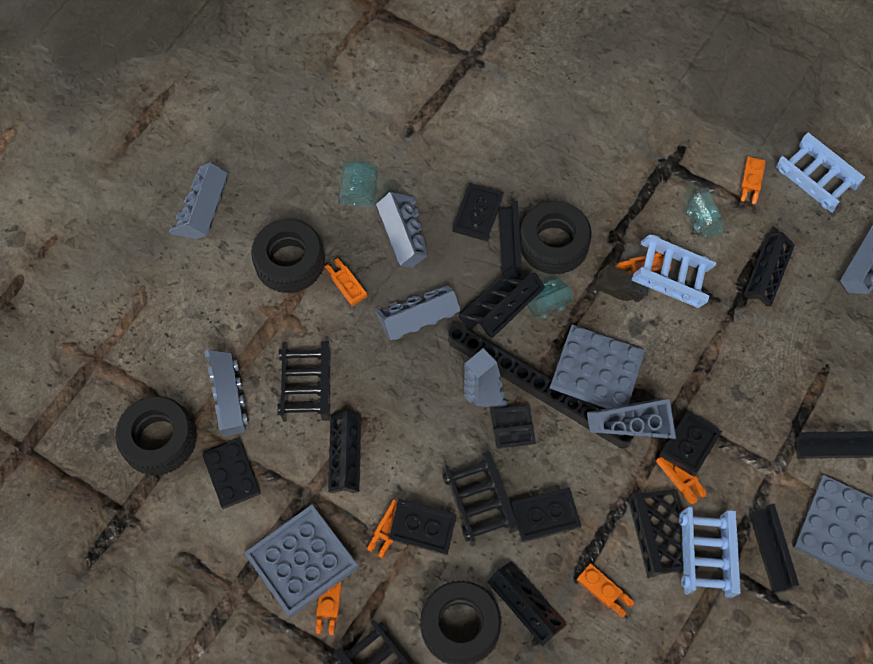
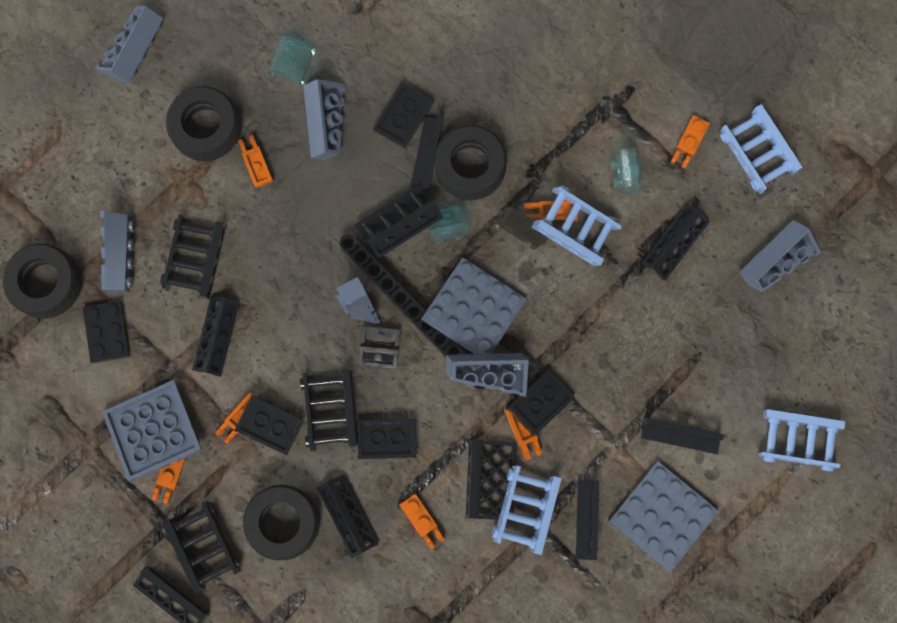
camera: 15 degrees right, 15 degrees up
(418, 312) = (315, 211): sand blue wedge -> none

